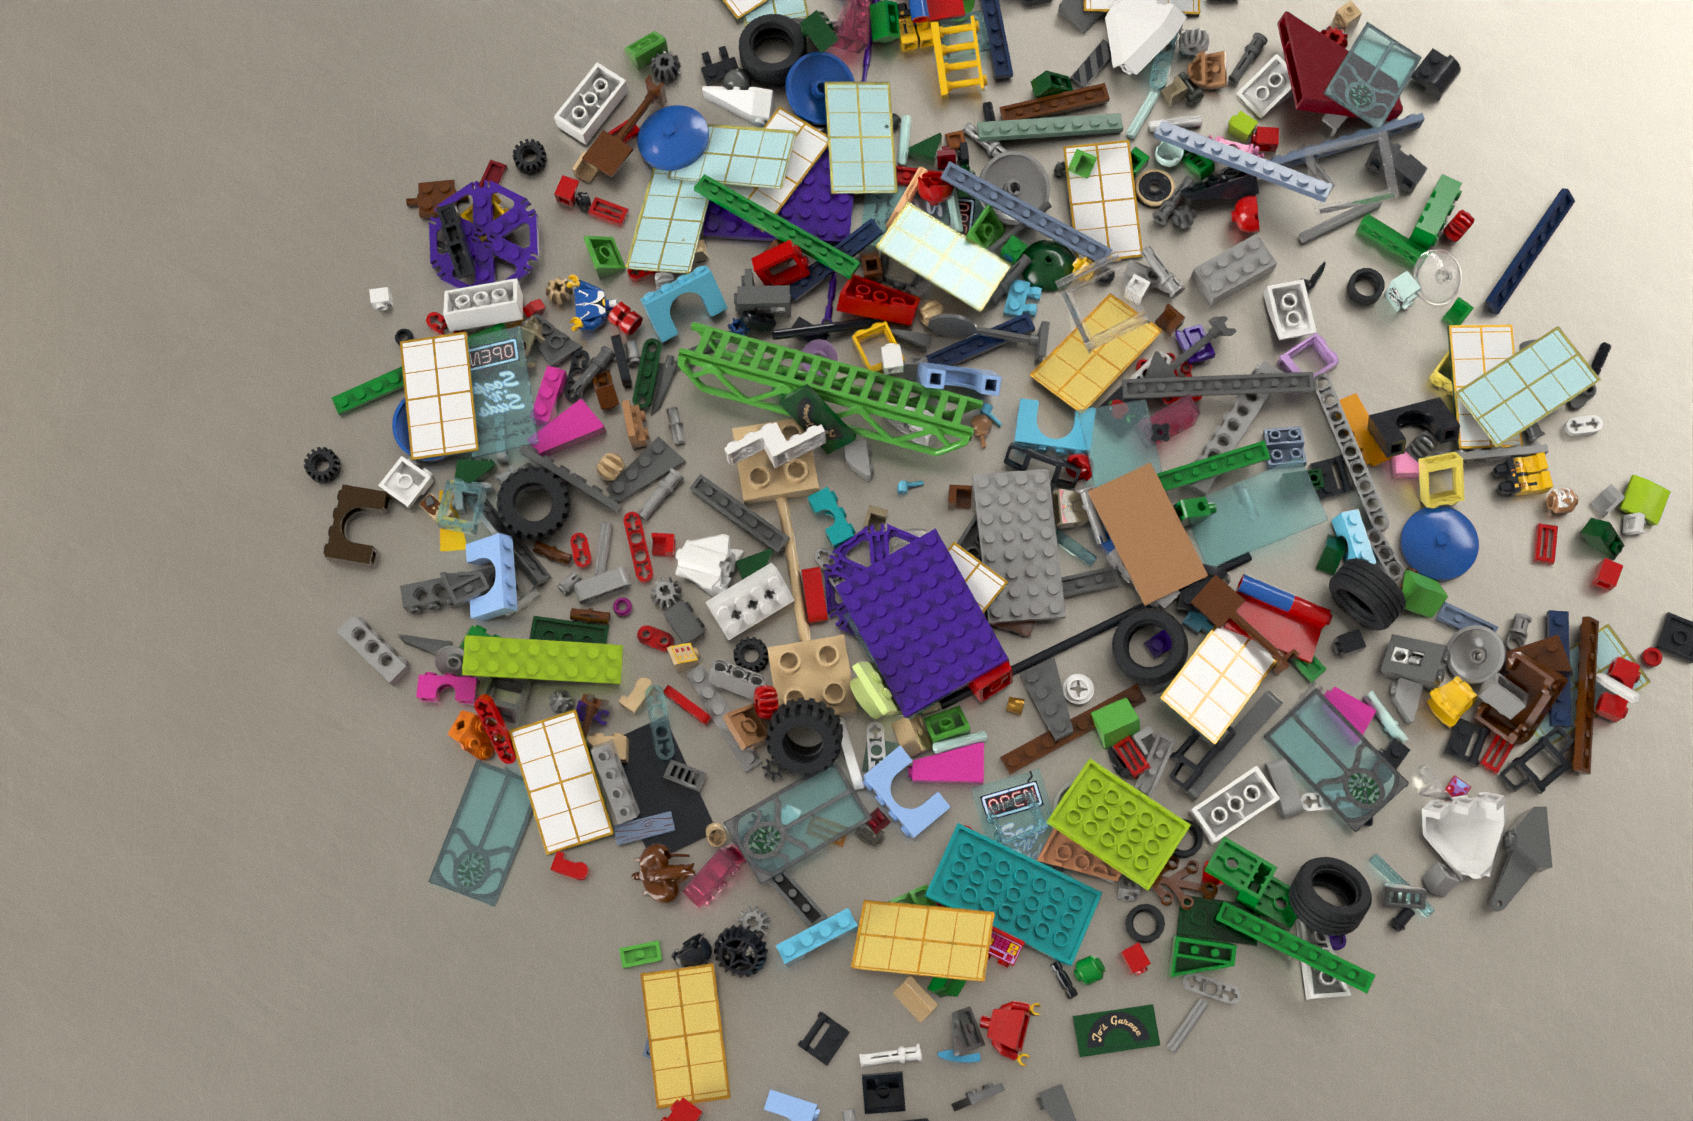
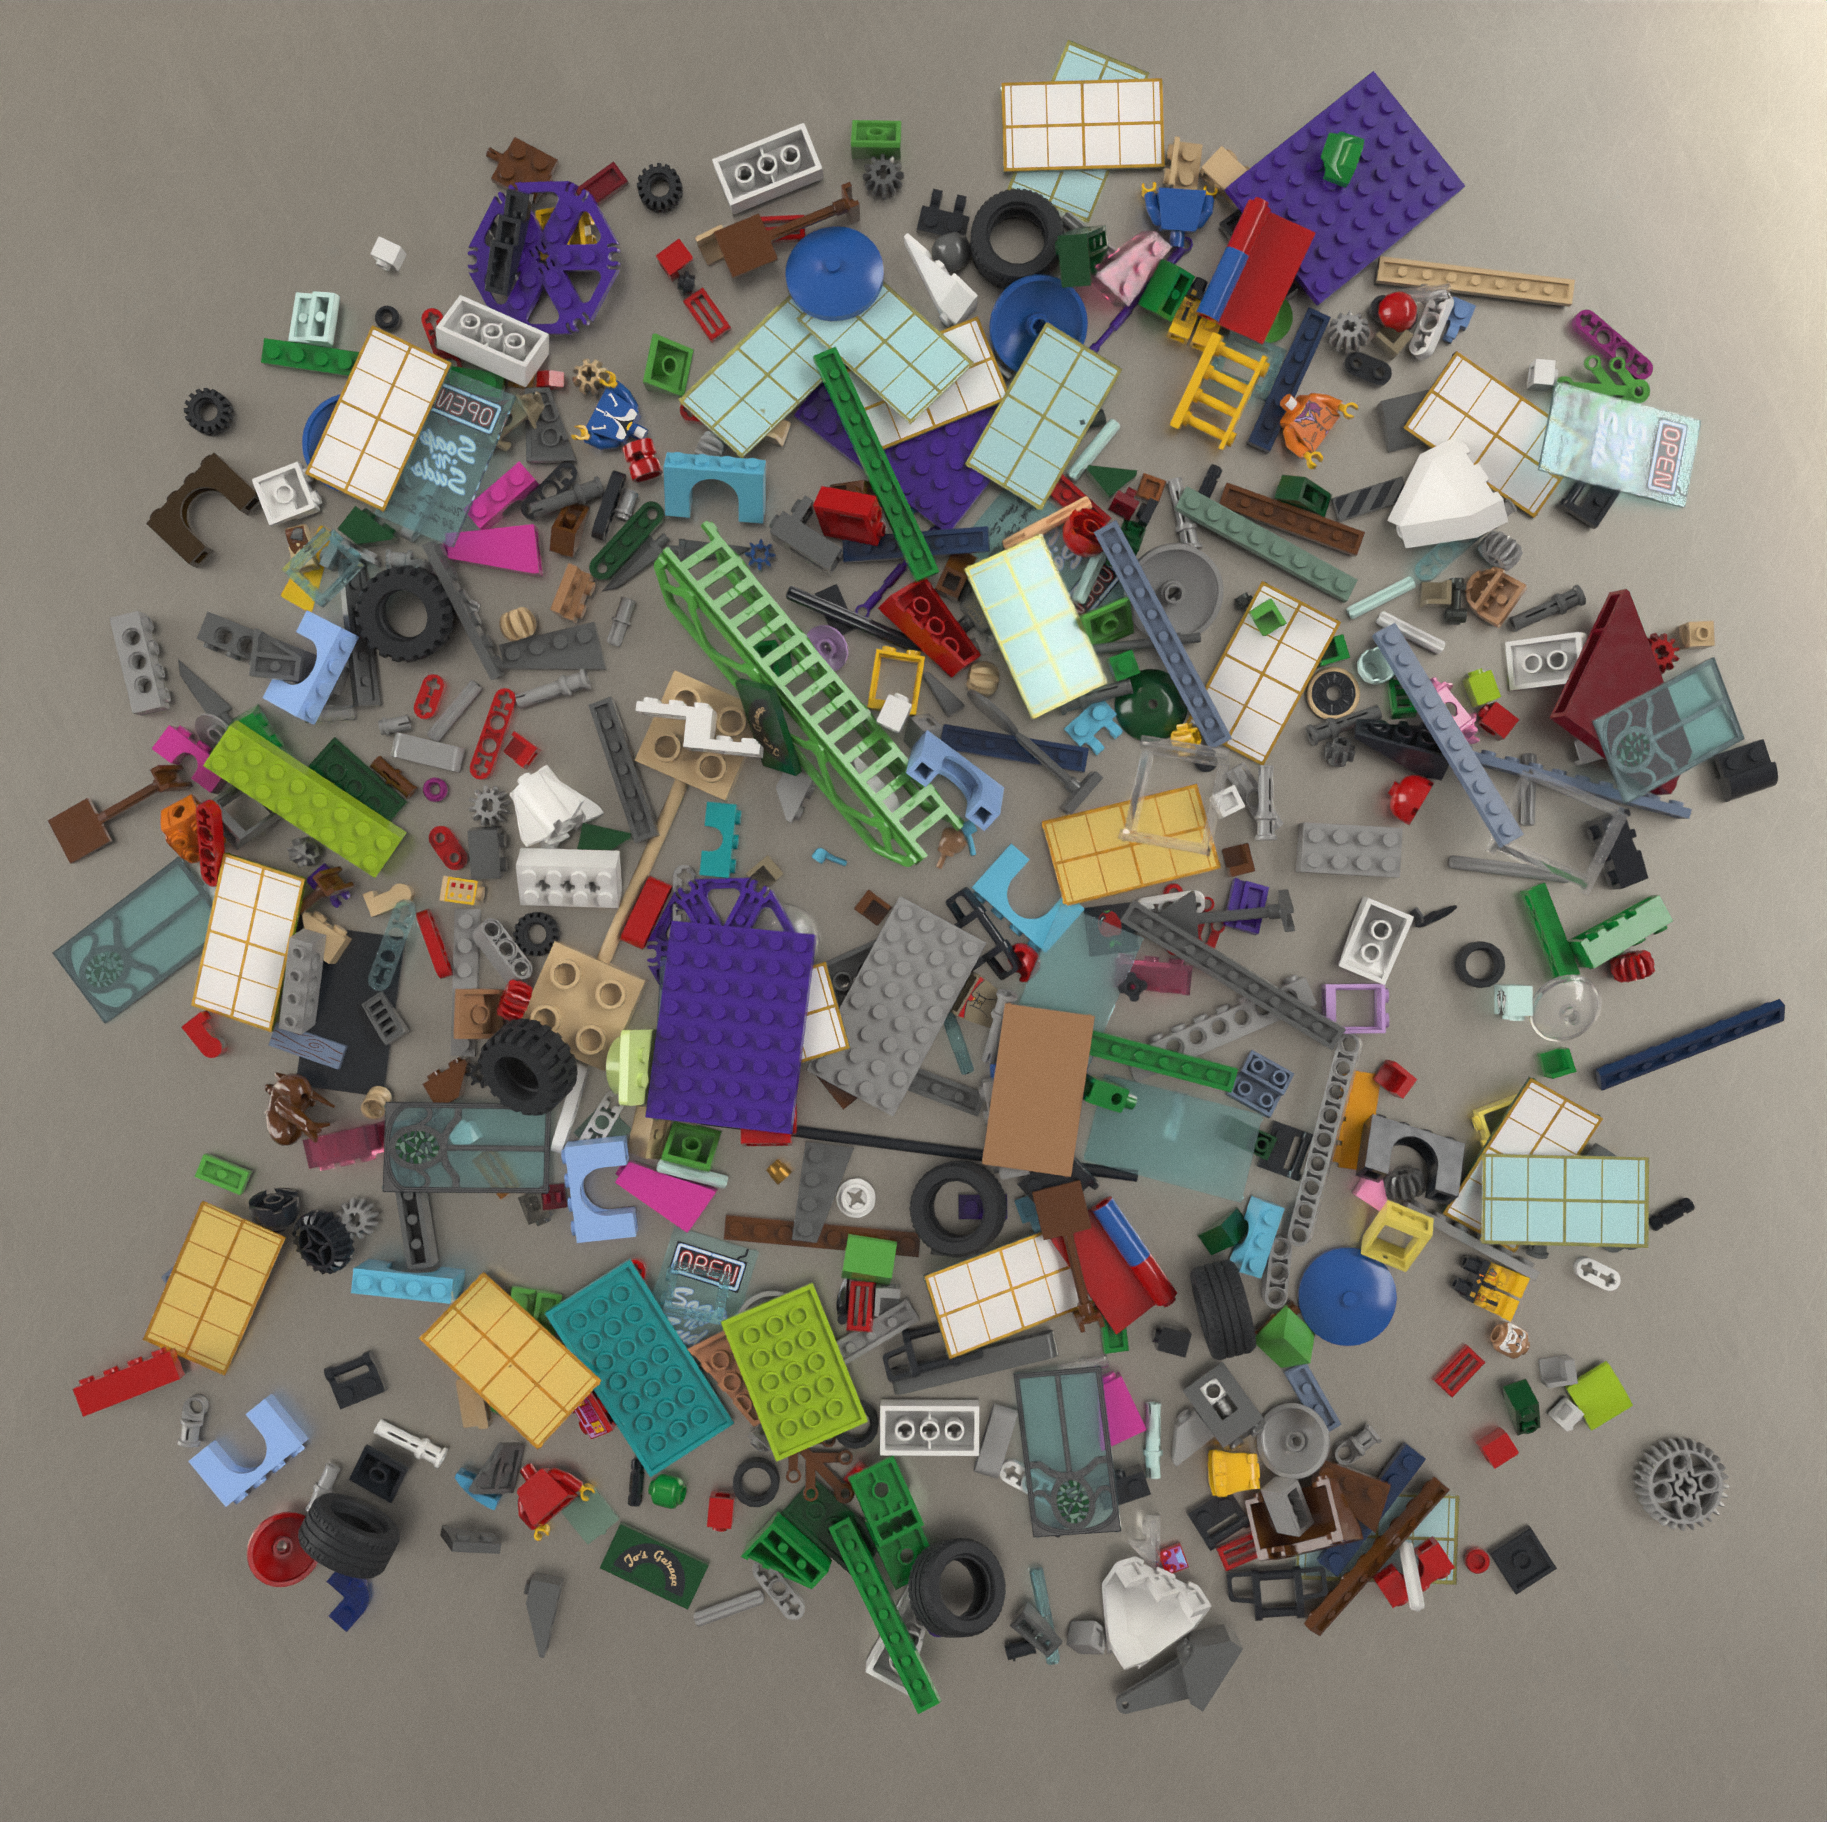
camera: 25 degrees right, 15 degrees up
(357, 364) = (314, 318): none -> light aqua brick
(398, 783) = (82, 829): none -> reddish brown piece
(552, 553) = (397, 680): reddish brown pin -> none
(756, 788) = (449, 1084): none -> reddish brown slope
(758, 321) = (786, 561): black plate -> none
(1025, 41) = (1309, 421): none -> orange torso
(1048, 1026) = (590, 1517): none -> sand green piece
(1366, 387) = (1394, 1079): none -> red panel

